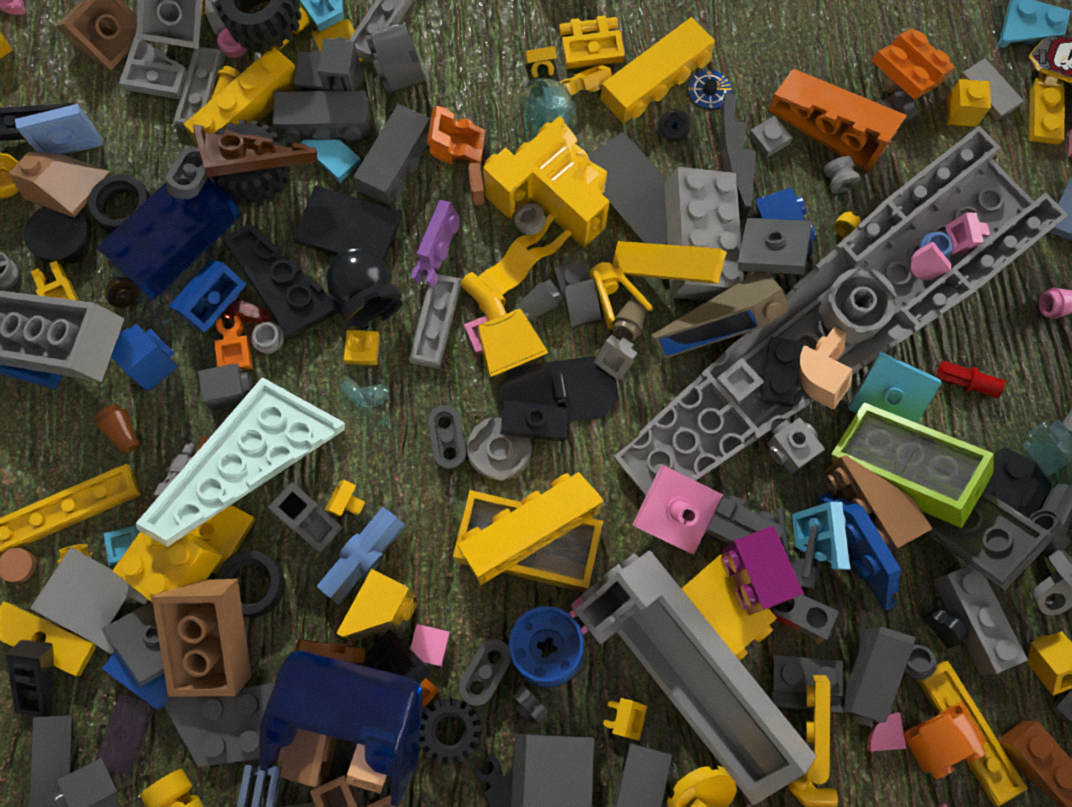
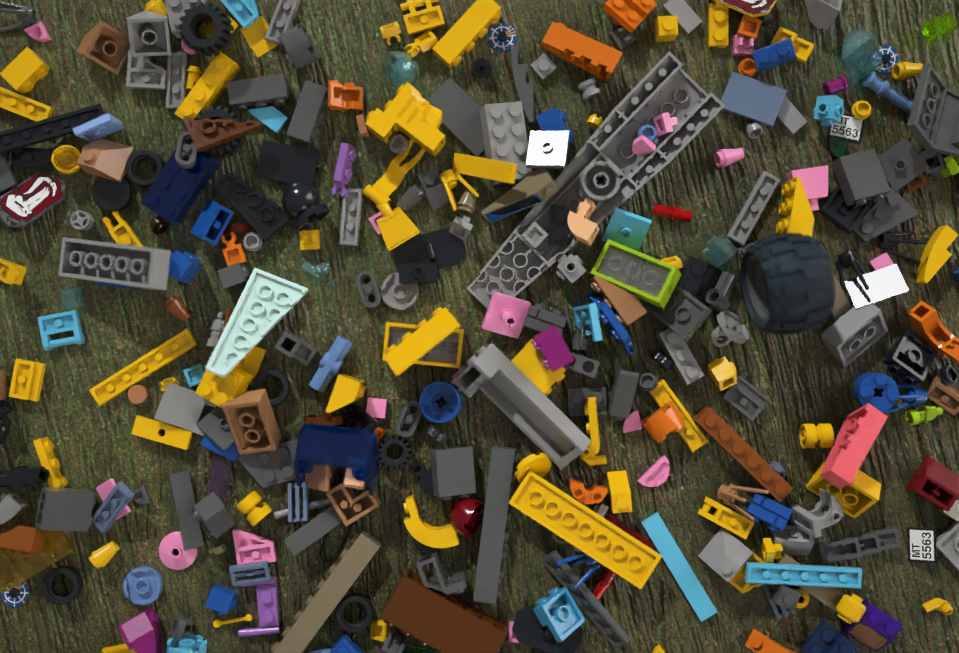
camera: 10 degrees left, 15 degrees up
(39, 658) = (162, 447): black slope -> none
(331, 69) = (257, 62): dark grey brick -> none
(342, 499) = (314, 333): yellow tile -> none
(629, 718) = (490, 433): yellow tile -> none

